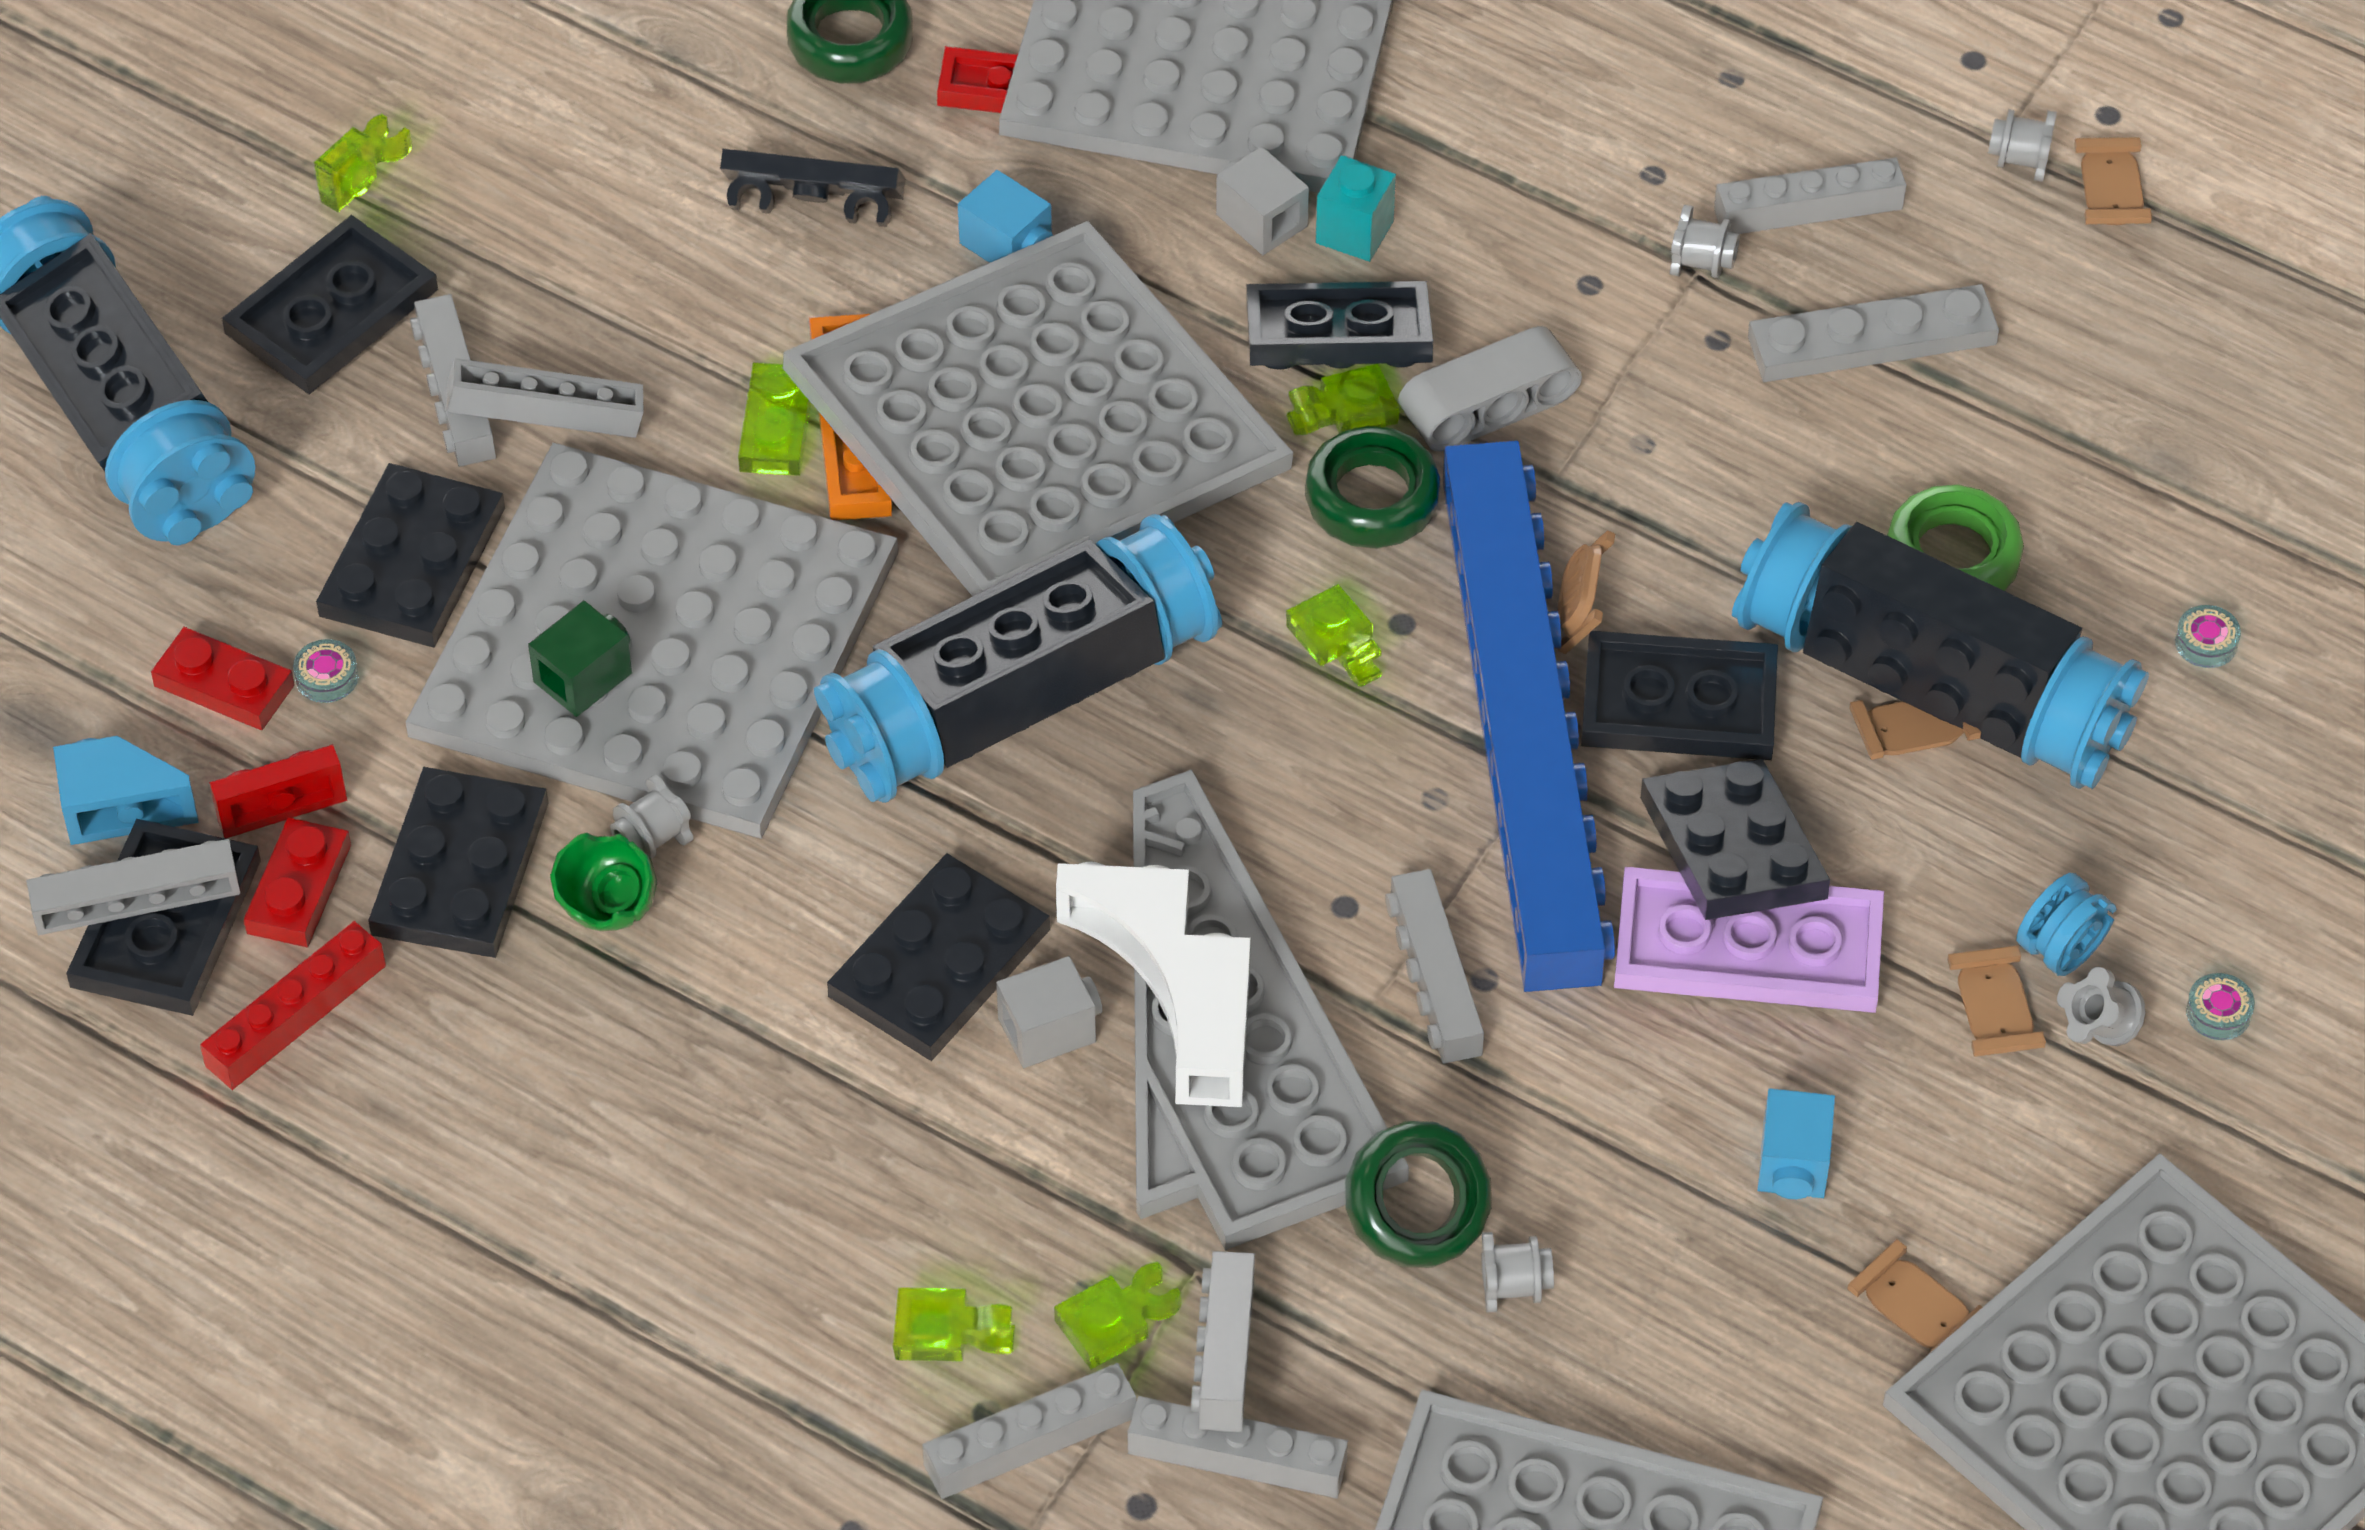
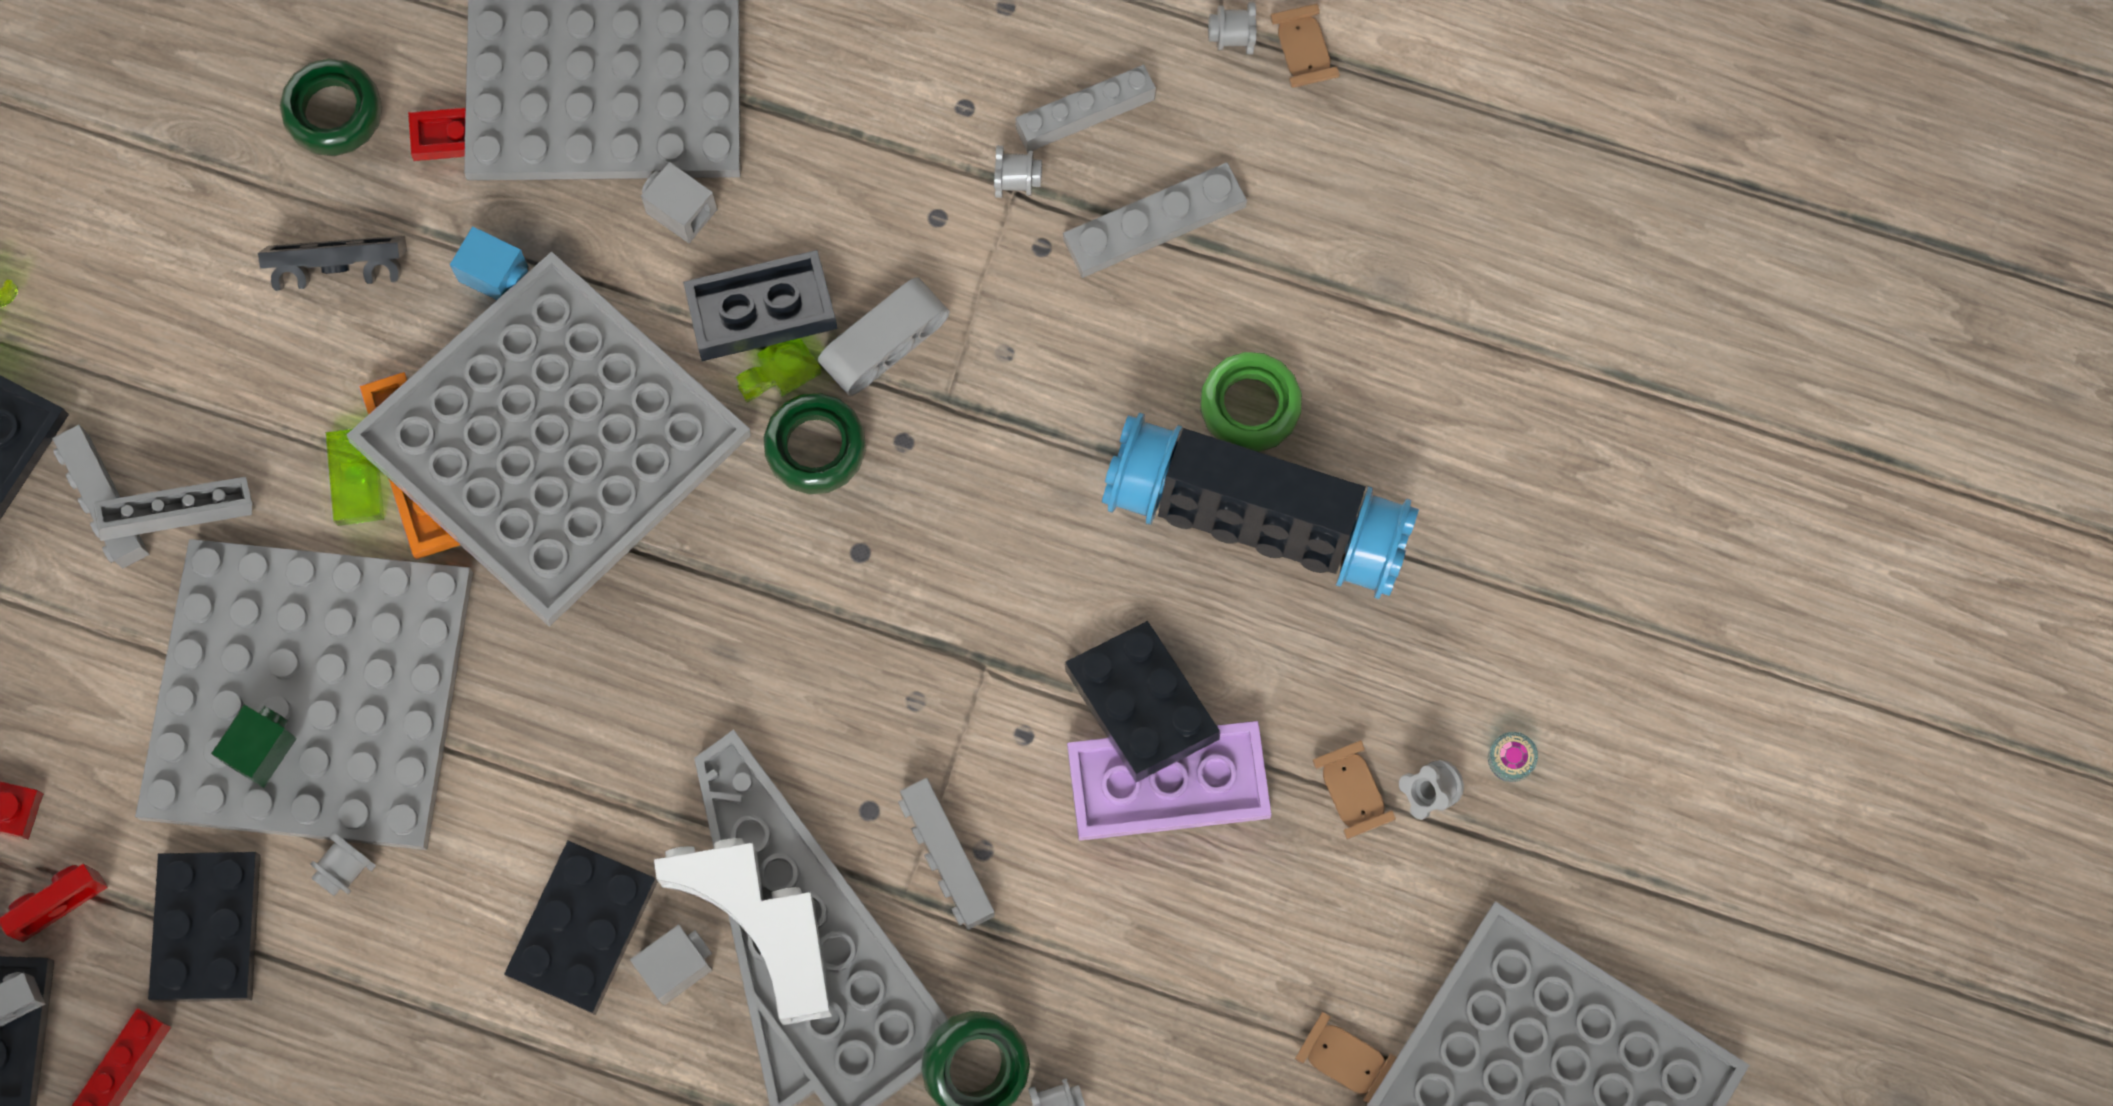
camera: 15 degrees left, 20 degrees up
(297, 882) = (87, 973): red plate -> none
(325, 670) = (63, 780): clear light blue tile -> none
(411, 555) = (104, 660): black plate -> none
(603, 881) = (316, 931): green hair -> none
(1017, 655) = (583, 668): black brick -> none
(1336, 628) = (812, 574): clear neon green plate -> none
(1355, 208) = (750, 196): teal brick -> none
(1524, 718) = (966, 622): blue brick -> none
(1579, 592) = (986, 506): medium nougat piece -> none
(1680, 695) = (1077, 578): black plate -> none
(1796, 1144) = (1236, 953): dark azure brick -> none
(1904, 729) = (1245, 566): medium nougat piece -> none
(2066, 924) = (1398, 724): dark azure wheel -> none
(2207, 636) = (1446, 437): clear light blue tile -> none

